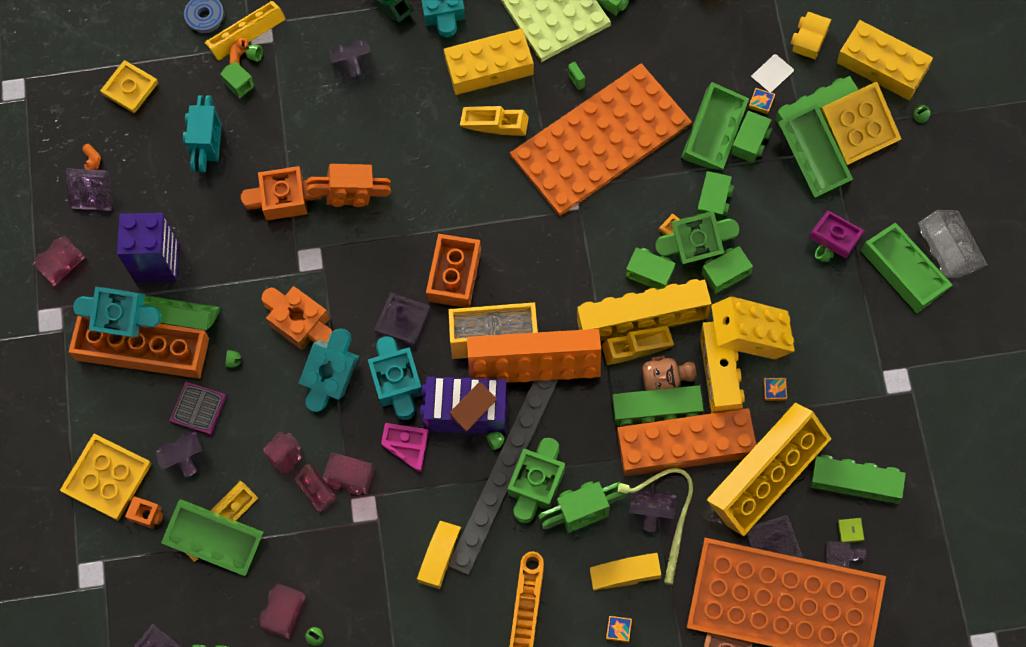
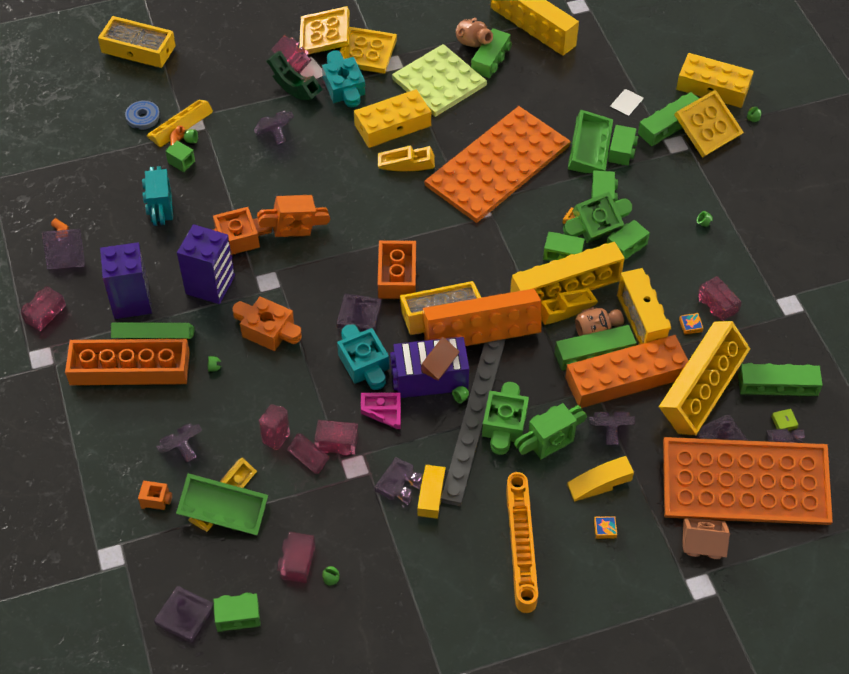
camera: 15 degrees left, 15 degrees down
(106, 477) = (113, 472): yellow plate -> none
(117, 312) = (107, 329): teal brick -> none
(129, 86) = (86, 173): yellow plate -> none
(198, 408) = (189, 406): tile -> none
(238, 239) = (206, 264): none -> dark purple brick
(328, 369) = (303, 355): teal brick -> none
(402, 533) = (394, 478): none -> clear purple plate
(576, 75) = (468, 120): bright green tile -> none
(671, 566) = (638, 449): yellowish green piece -> none
(752, 328) = (663, 272): yellow brick -> none
(761, 101) = (623, 119): tile -> none
(811, 35) = (650, 71): yellow brick -> none
(814, 363) = (719, 298): none -> clear pink brick
(815, 150) = (679, 145): bright green slope -> none
(836, 234) = (711, 203): magenta tile -> none
(905, 267) = (773, 221): bright green slope -> none
(951, 243) = (805, 199): clear slope -> none

